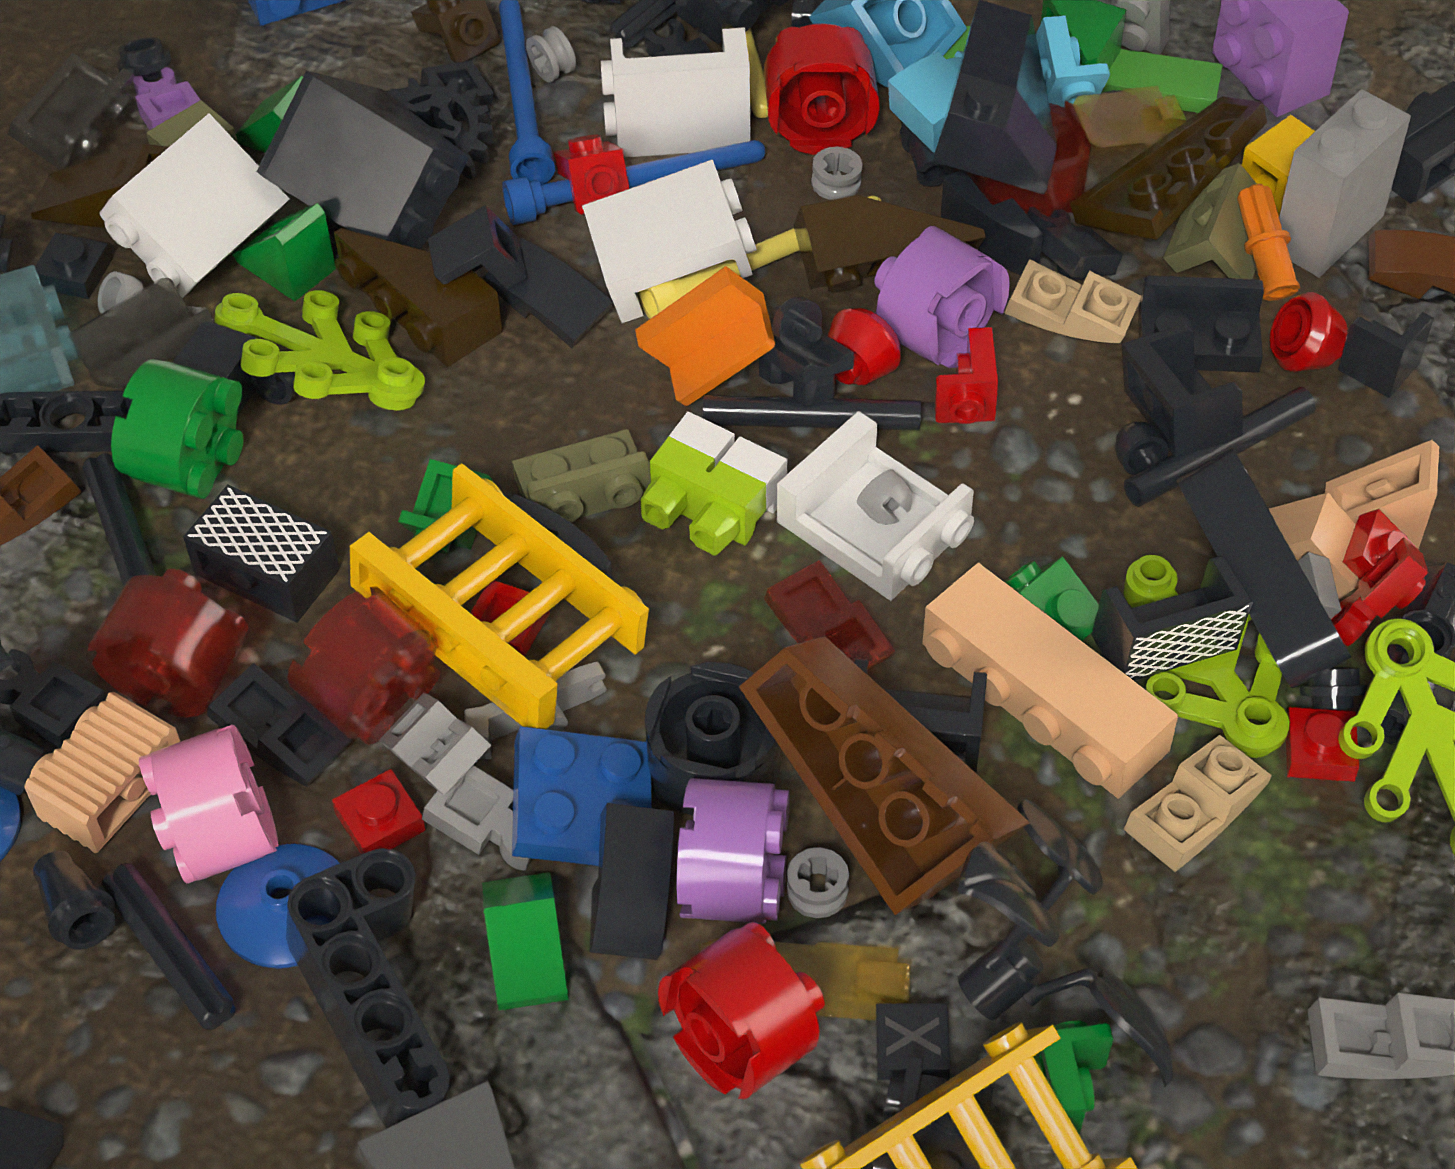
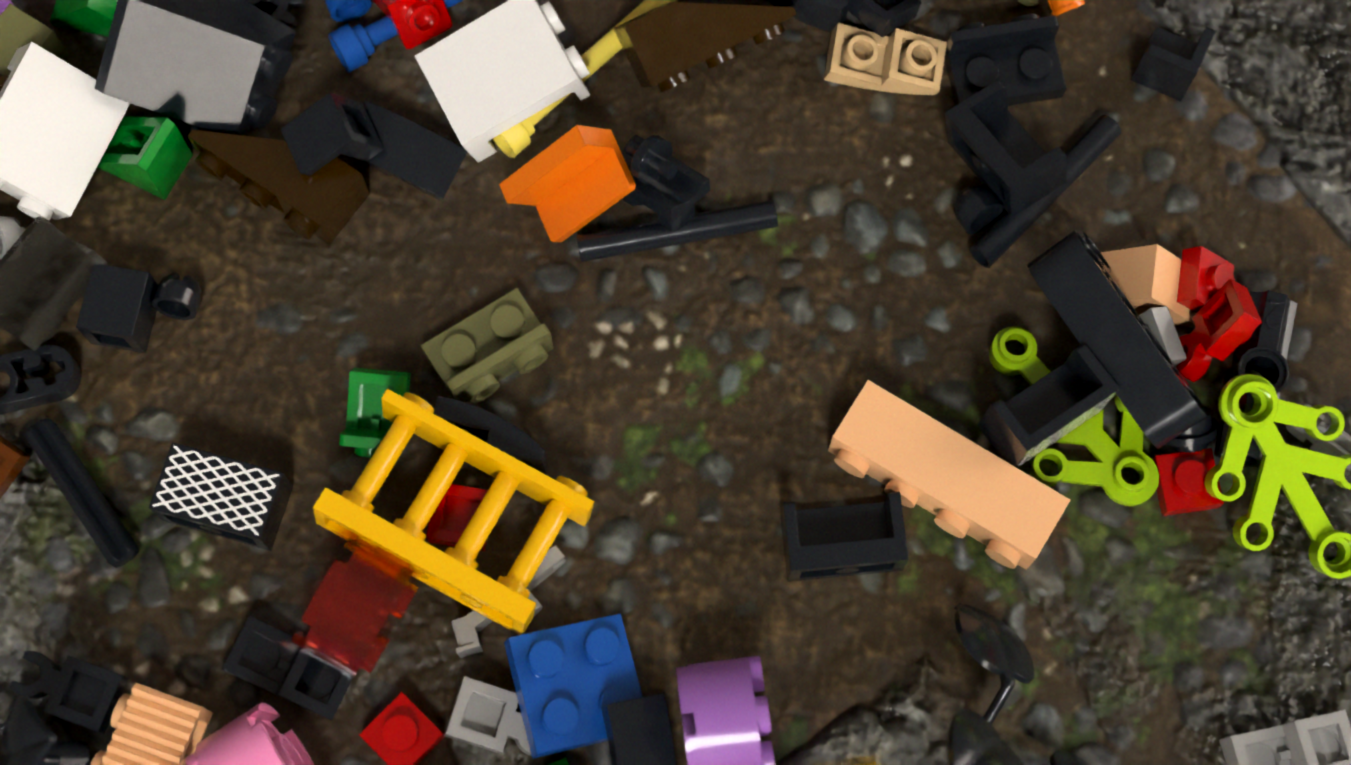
camera: 15 degrees left, 20 degrees up
(167, 642) = (169, 622): clear red brick -> none
(178, 428) = (106, 389): green brick -> none
(386, 378) = (126, 247): lime plant -> none
(434, 743) = (436, 665): light grey slope -> none
(706, 731) = (684, 574): black brick -> none
(713, 482) = (628, 351): lime hips -> none
(815, 607) = (745, 455): clear red slope -> none
(822, 509) = (758, 329): white panel -> none
(836, 888) = (806, 701): light grey bush -> none
(872, 341) = (710, 153): red cone -> none
(877, 772) = (836, 629): reddish brown wedge -> none
(884, 496) = (763, 319): light grey hinge -> none
(939, 293) = (770, 93): medium lavender brick -> none
(972, 391) = (820, 172): red bracket -> none
(1058, 594) = (936, 390): green bracket -> none
(1198, 803) = (1095, 565): tan slope -> none
(1307, 333) = (1102, 58): red cone -> none
(1398, 486) = (1208, 217): light nougat slope -> none

